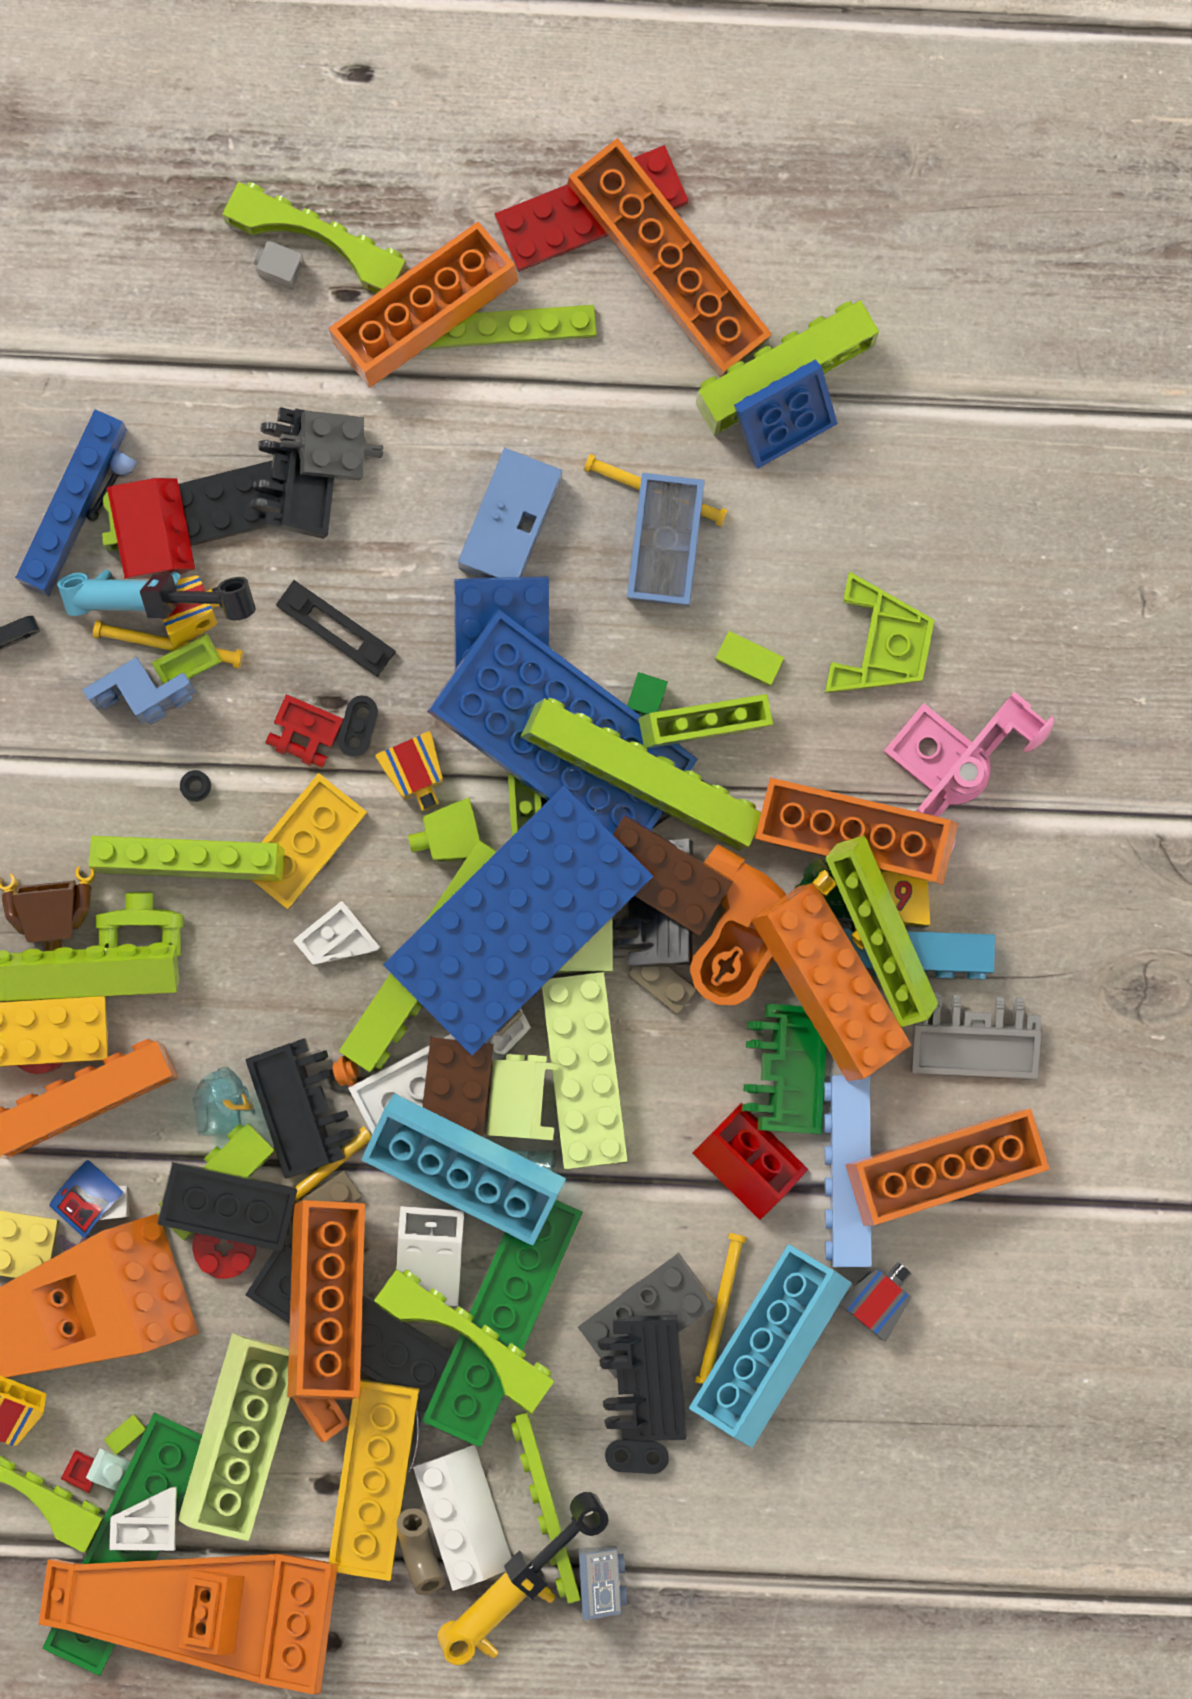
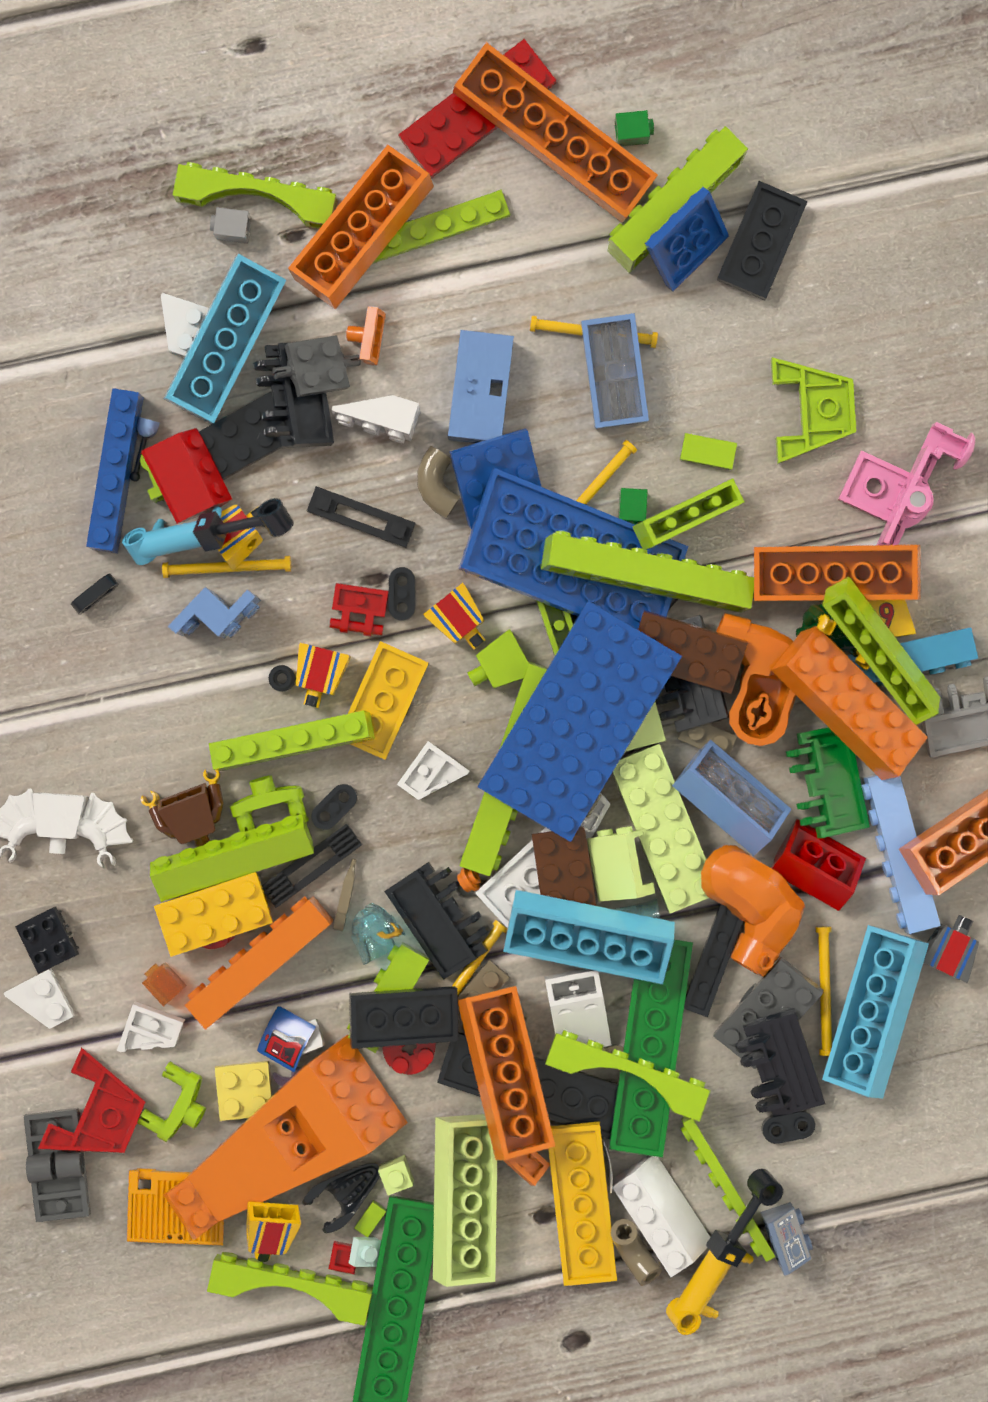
camera: 15 degrees left, 5 degrees up
(109, 1392) = (349, 1190): none -> black animal
(127, 1024) = (280, 887): none -> black container
(146, 1524) = (408, 1289): white wing -> none
(168, 1389) = (396, 1175): none -> yellowish green brick
(189, 658) = (246, 576): lime tile -> none
(195, 361) = (181, 322): none -> white wing
(198, 1055) = (345, 898): none -> dark tan piece
(214, 946) = (334, 806): none -> black plate
(236, 388) = (224, 339): none -> medium azure brick
(240, 789) = (319, 672): none -> torso
(261, 1621) = (522, 1341): orange wing -> none
(389, 518) = (384, 414): none -> white slope
(400, 427) = (369, 336): none -> orange tile
(425, 611) = (431, 482): none -> dark tan cylinder
(618, 1215) = (713, 962): none -> black plate
(628, 651) = (607, 472): none -> yellow bar
(669, 1178) = (759, 899): none -> orange piece
(670, 1055) = (732, 797): none -> medium blue brick
(760, 276) = (633, 128): none -> green brick
(872, 438) = (762, 240): none -> black plate

